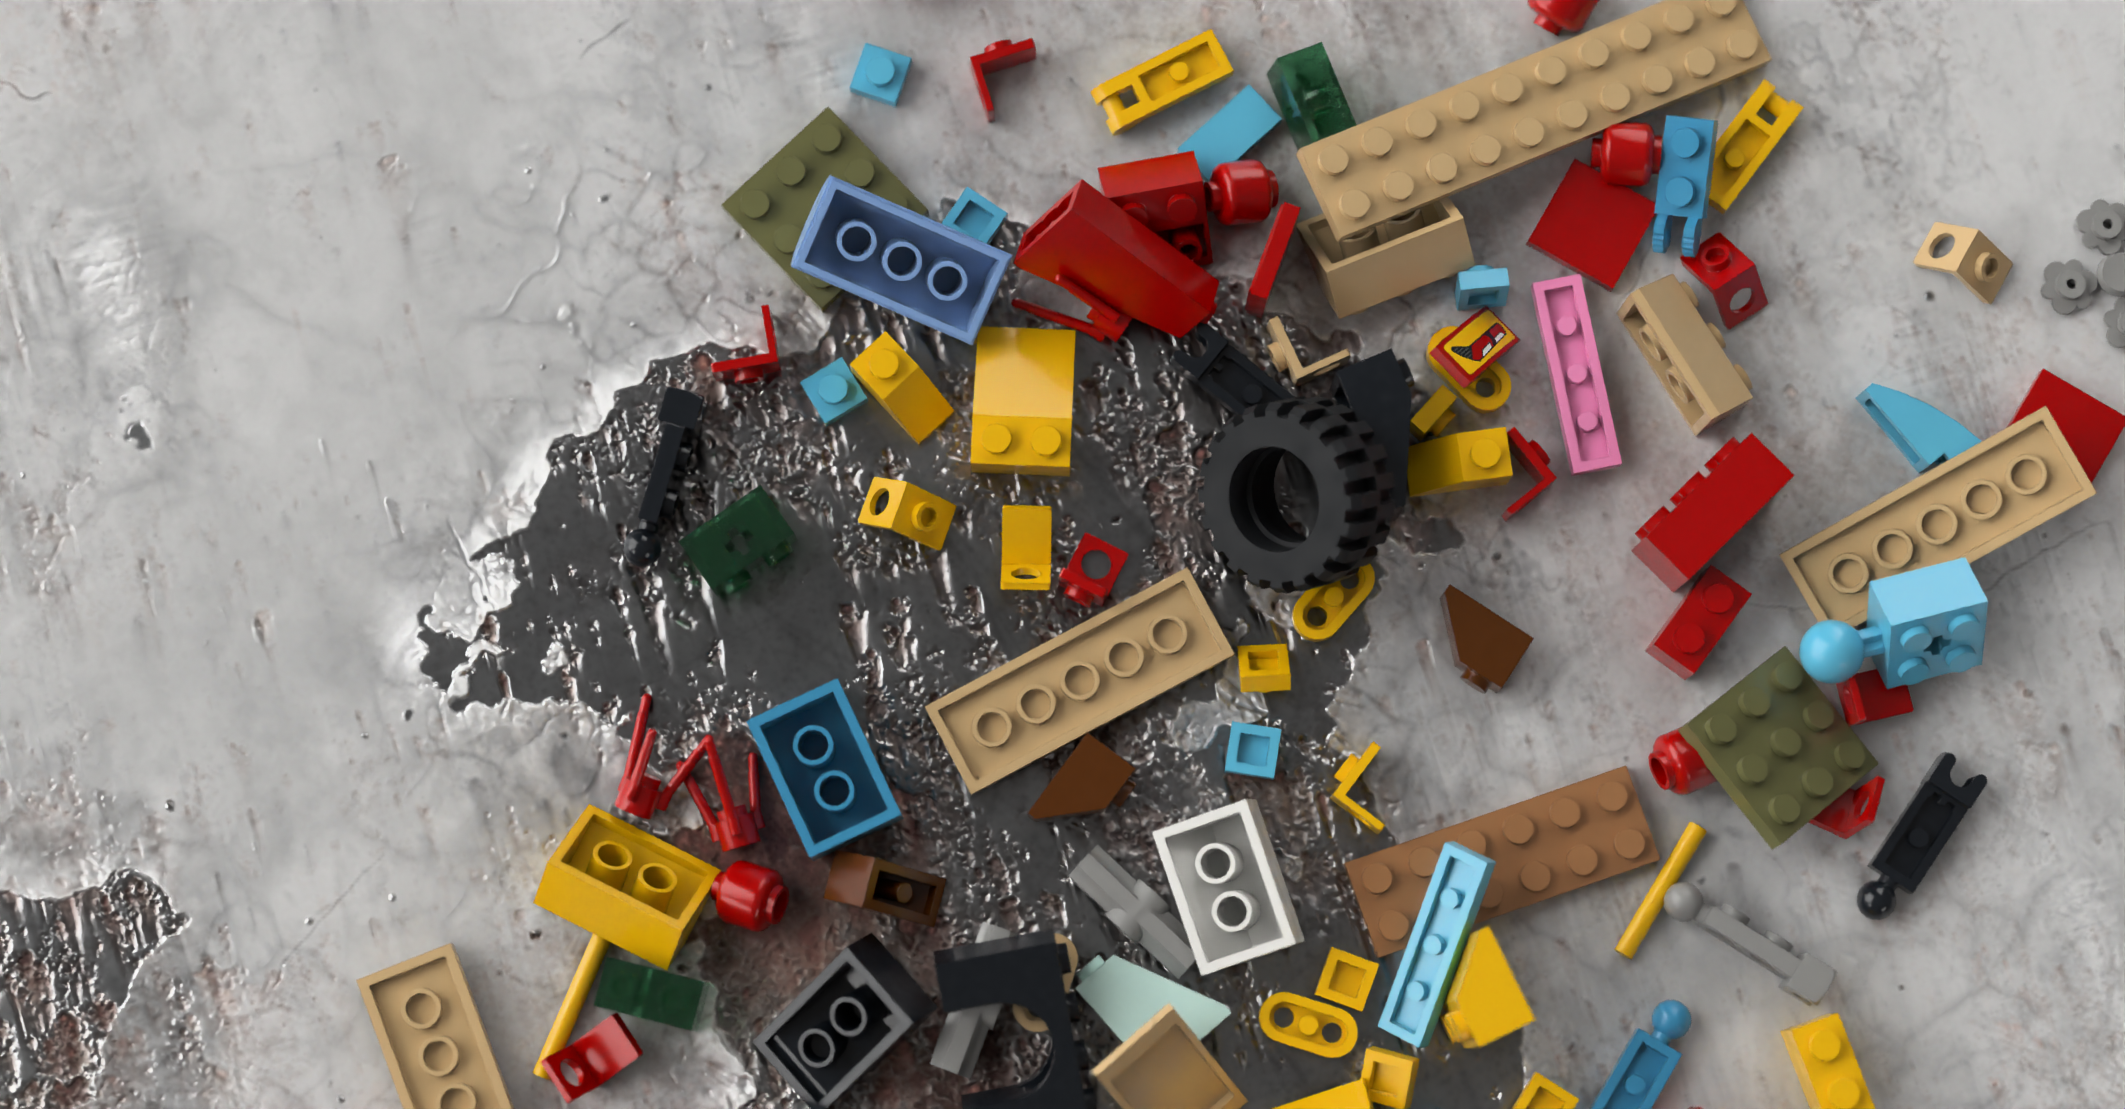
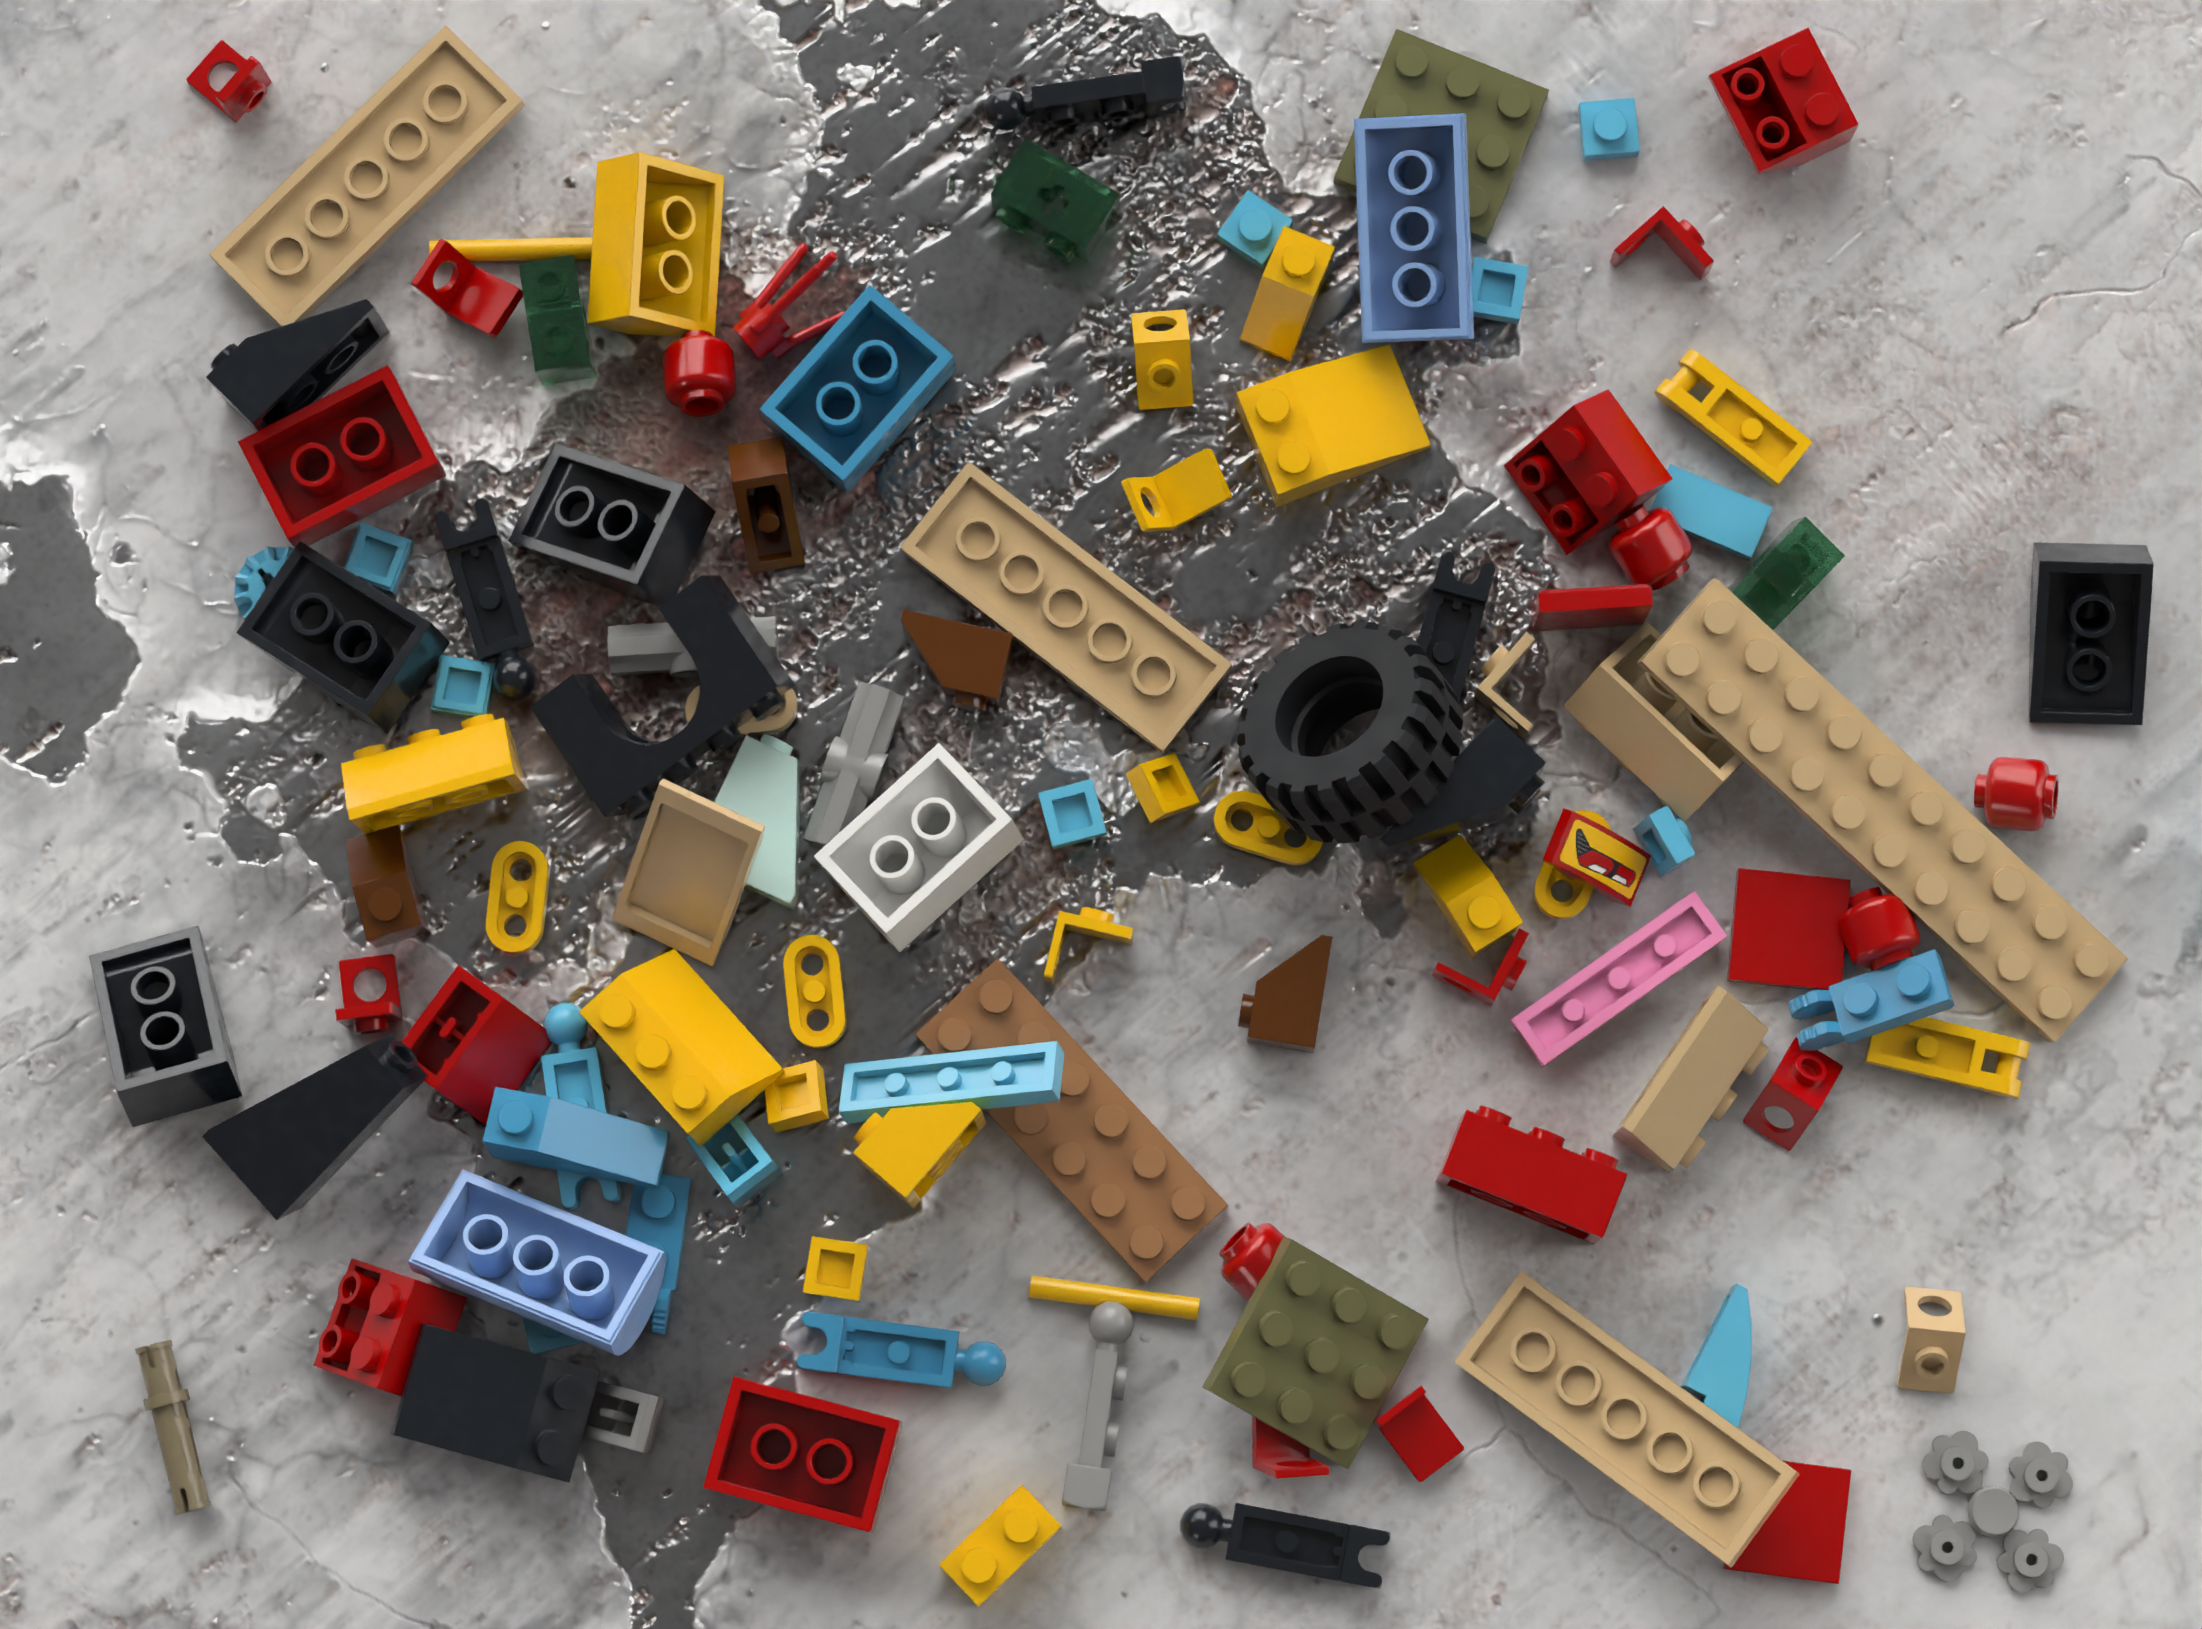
camera: 70 degrees right, 0 degrees up
(639, 790) = (759, 217): red plant -> none
(751, 368) = (1239, 135): red bracket -> none
(1083, 588) = (1165, 565): red bracket -> none
(1106, 319) = (1460, 470): red plant -> none
(1118, 262) = (1514, 450): red slope -> none
(1346, 979) = (878, 1011): yellow plate -> none
(1434, 414) = (1507, 848): yellow plate -> none
(1698, 622) = (1411, 1215): red brick -> none
(1915, 629) = (1504, 1445): medium azure brick -> none

